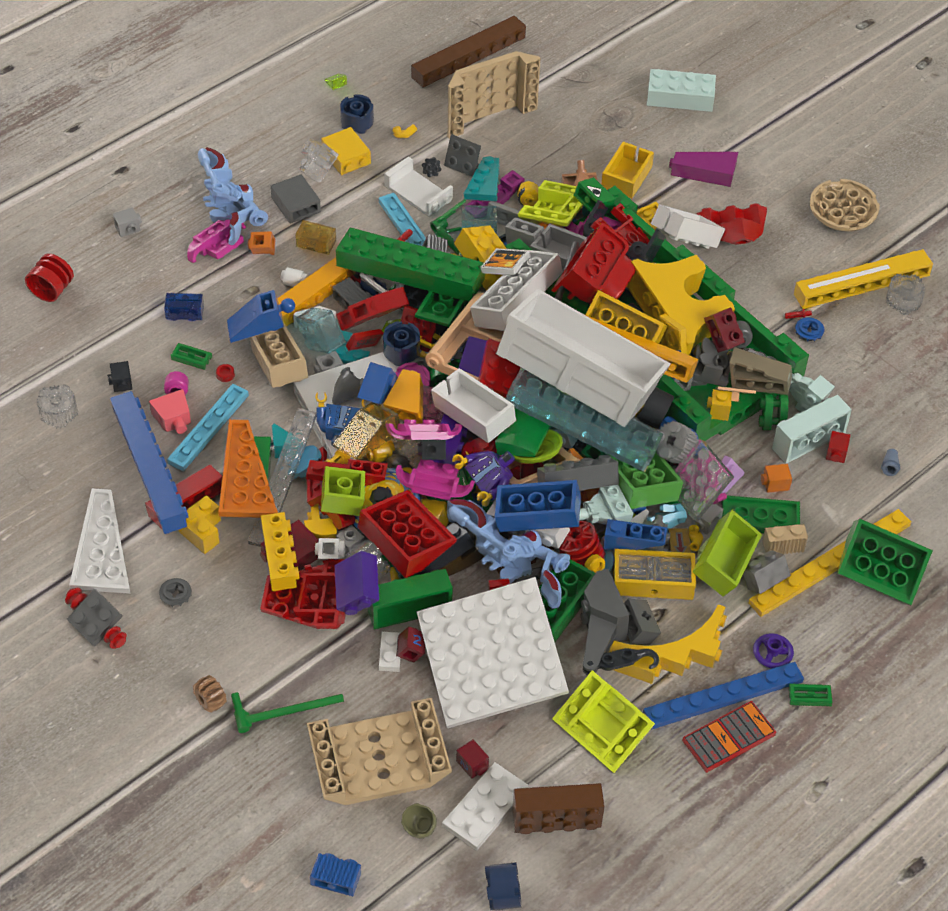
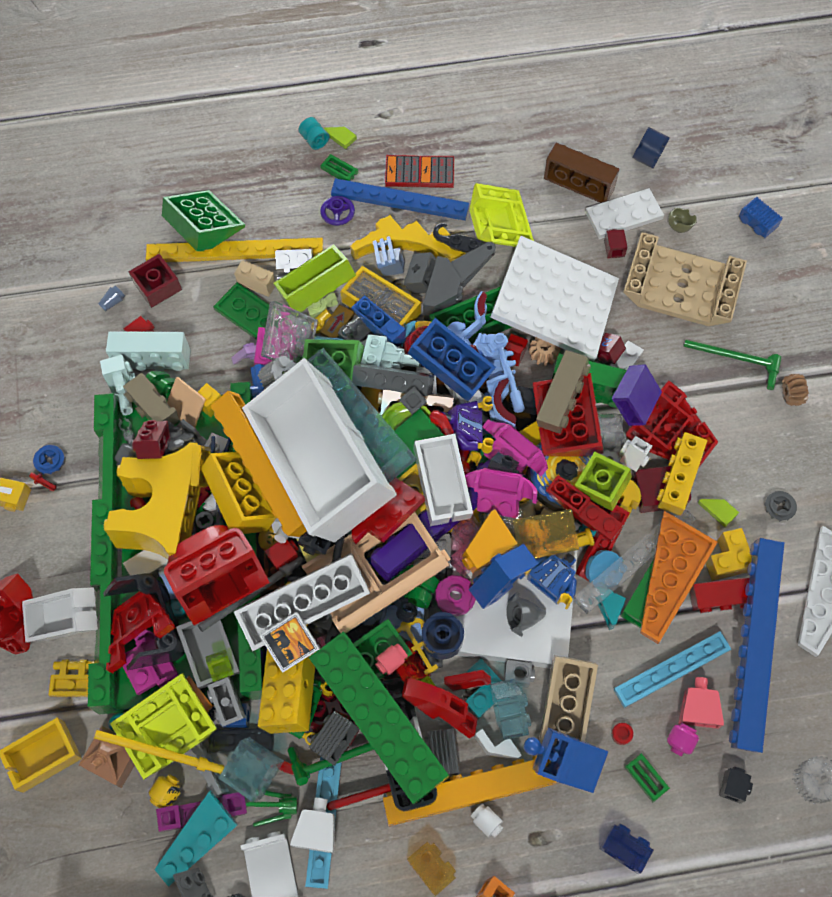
camera: 145 degrees left, 15 degrees up
(229, 563) = (719, 509): none -> lime tile
(408, 213) = (315, 829): none -> white torso
(422, 530) = (563, 391): none -> dark tan brick
(426, 298) = (391, 659): none -> coral brick
(507, 446) = (442, 421): none -> red arm
(515, 205) = (200, 763): none -> yellow bar
(544, 454) = (413, 400): none -> dark grey tile
(546, 238) = (219, 665): none -> clear neon green slope
(591, 191) = (123, 696): green brick -> none
(675, 616) = (397, 268): none -> sand blue brick
(689, 609) = (382, 244): none -> tile
(776, 478) = (213, 332): orange brick -> none
(841, 731) = (341, 136): none -> lime tile
(866, 709) = (313, 132): none -> teal wheel
(867, 488) = (155, 280): none -> dark red brick

